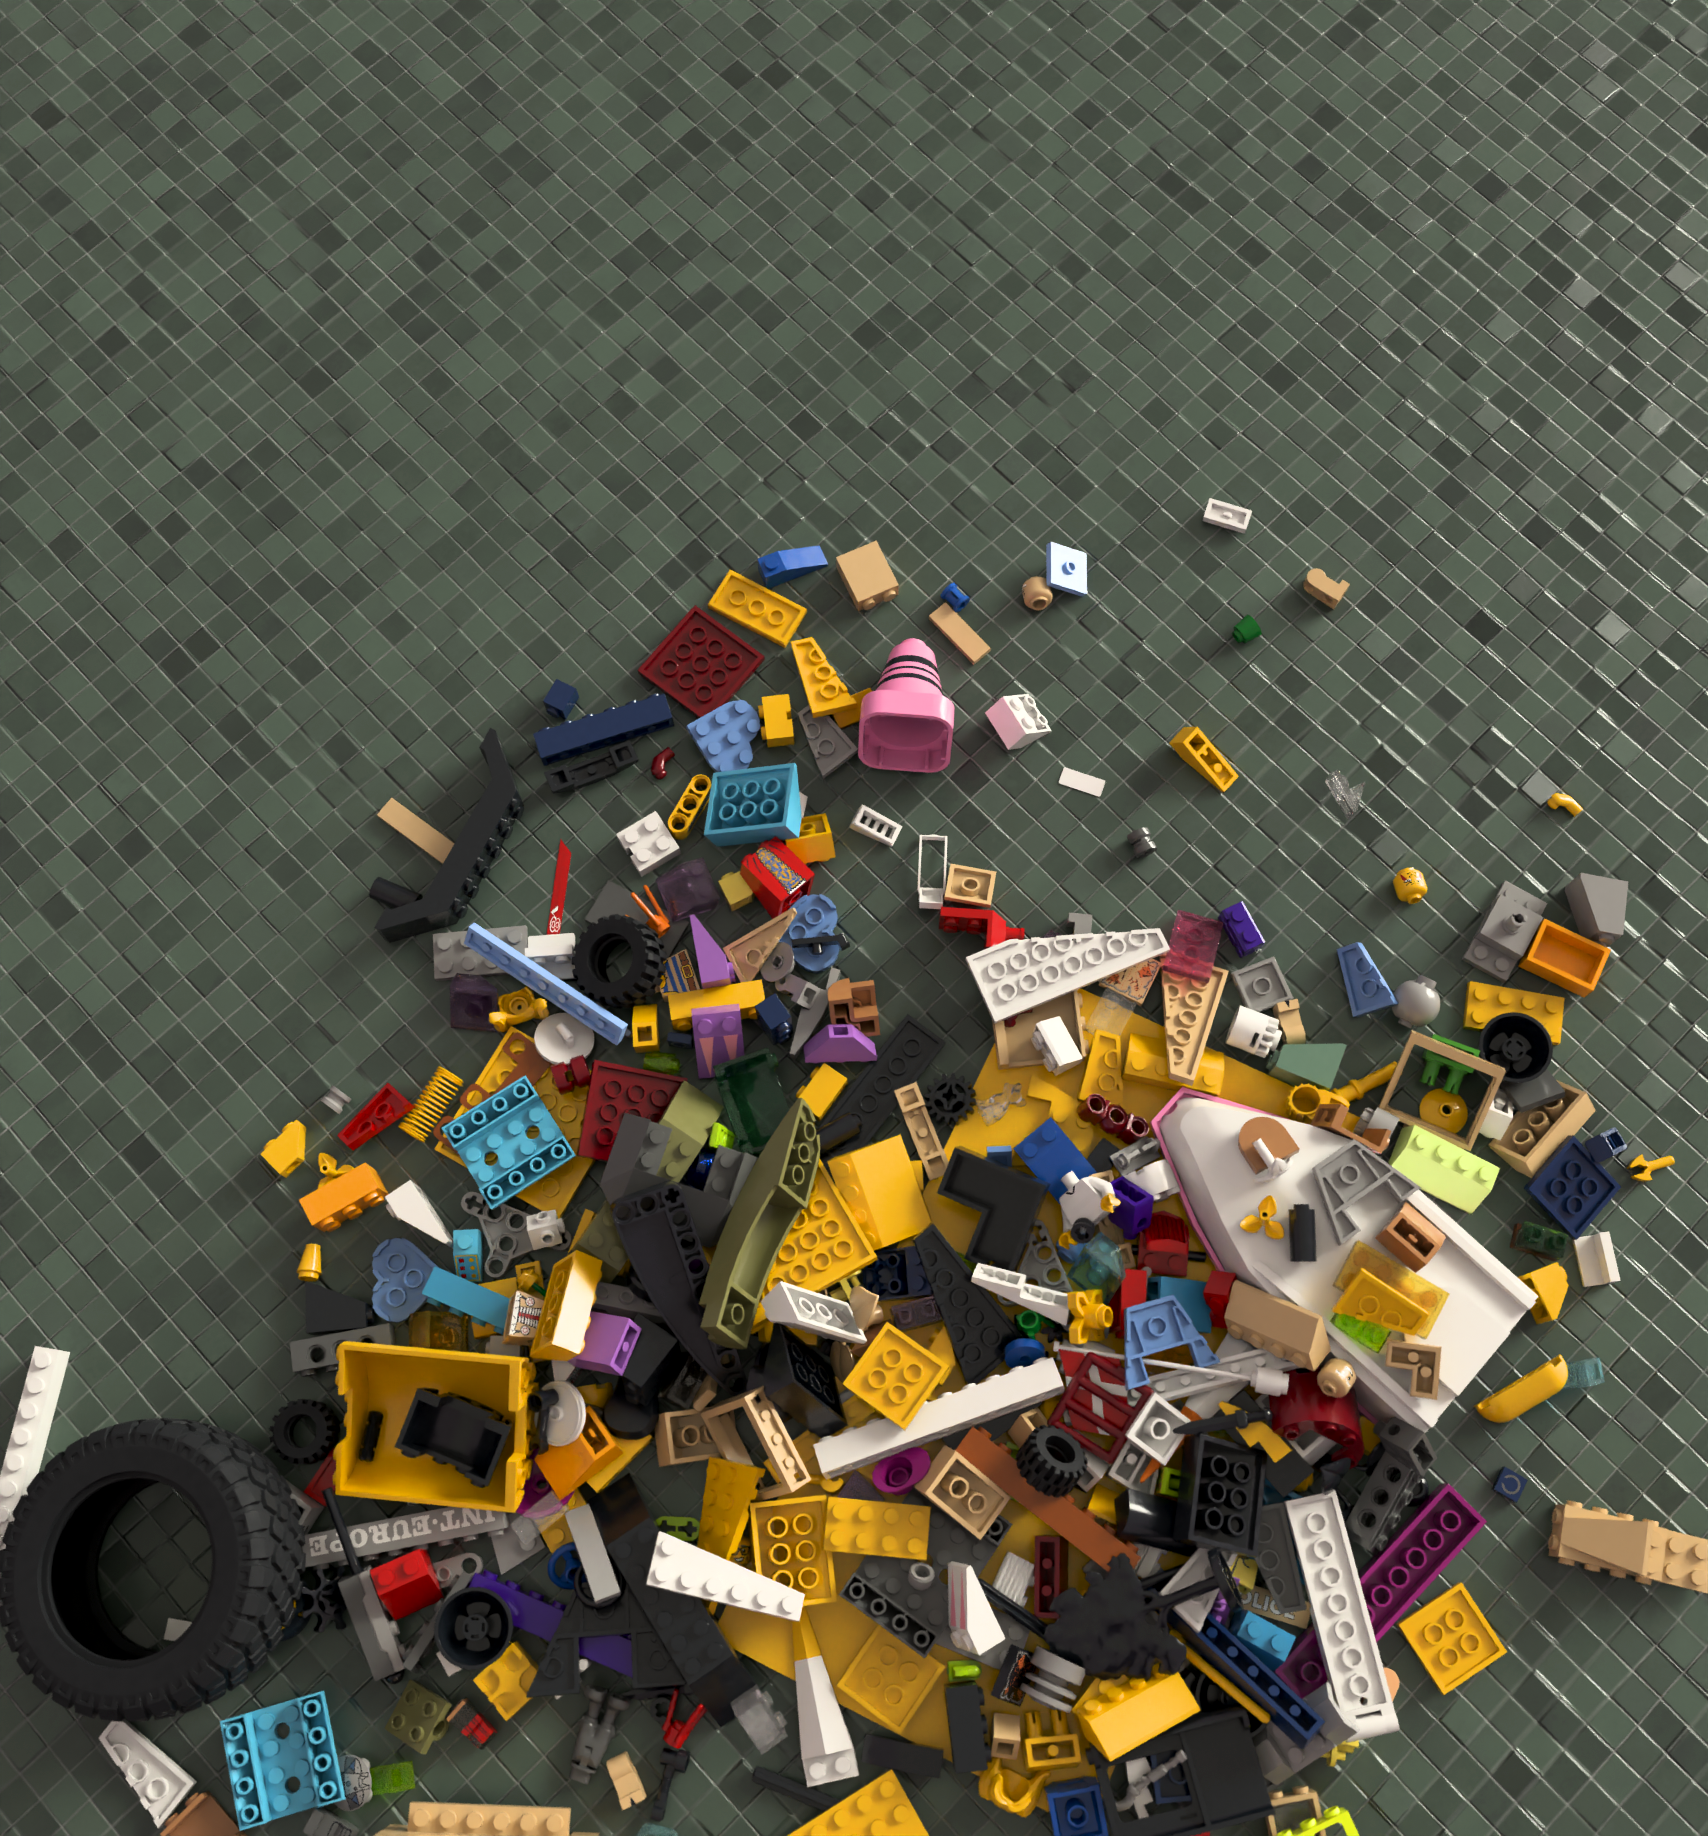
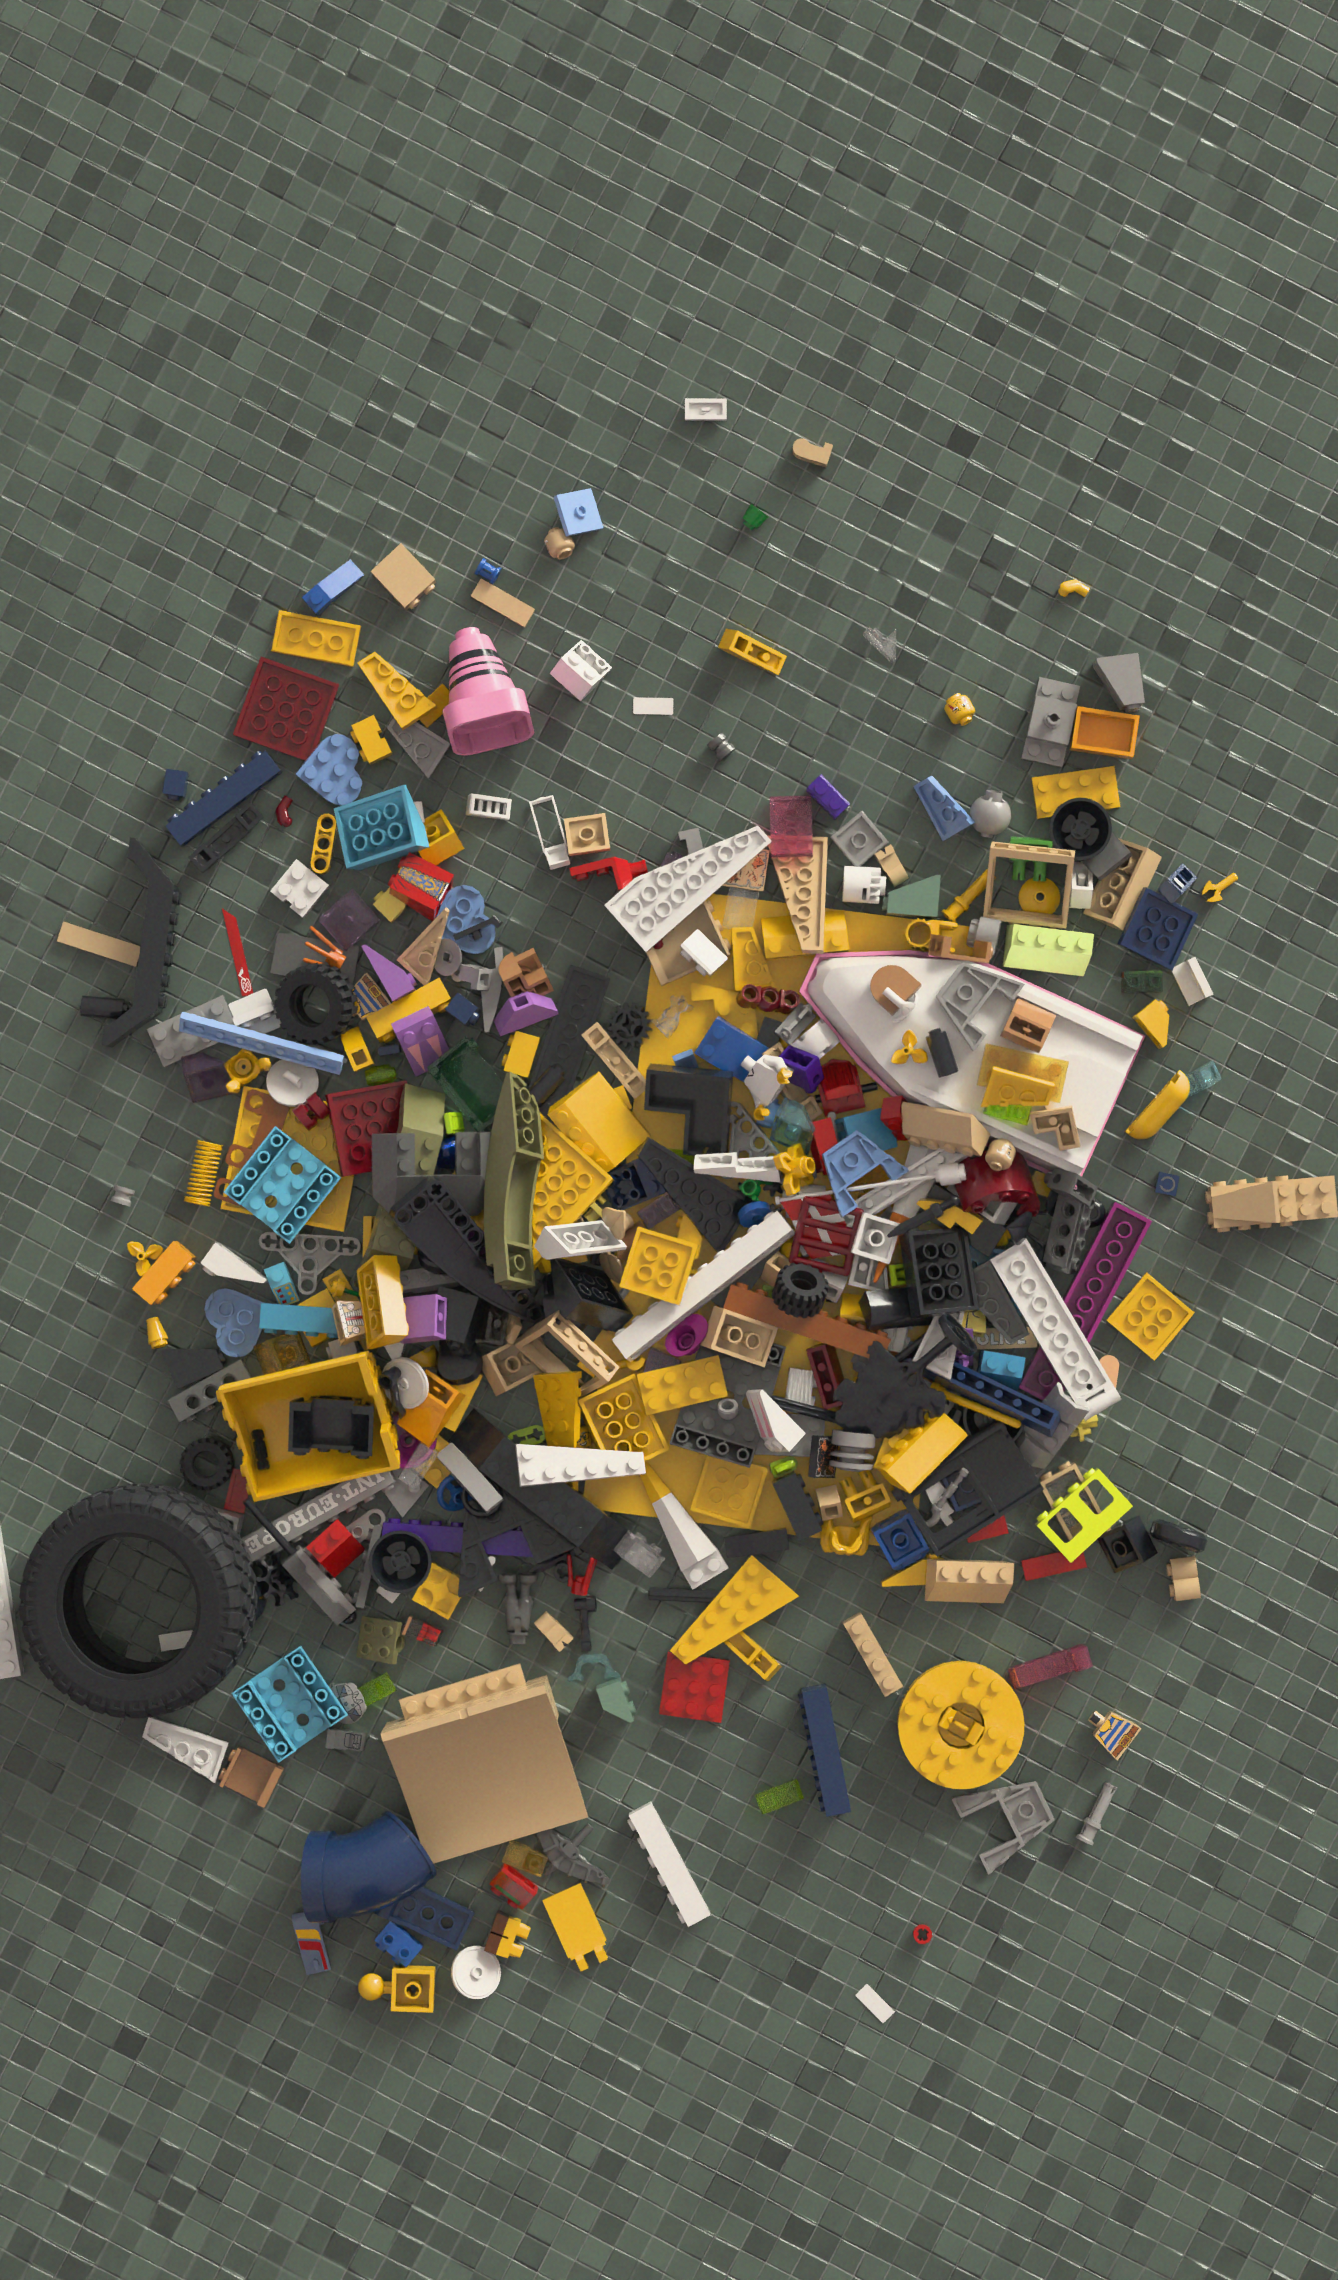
camera: 20 degrees left, 15 degrees up
(287, 1150) = (100, 1250): yellow slope -> none
(378, 1114) = (162, 1198): red wing -> none
(545, 1229) = (337, 1243): white brick -> none
(1075, 1231) = (770, 1096): black bush -> none

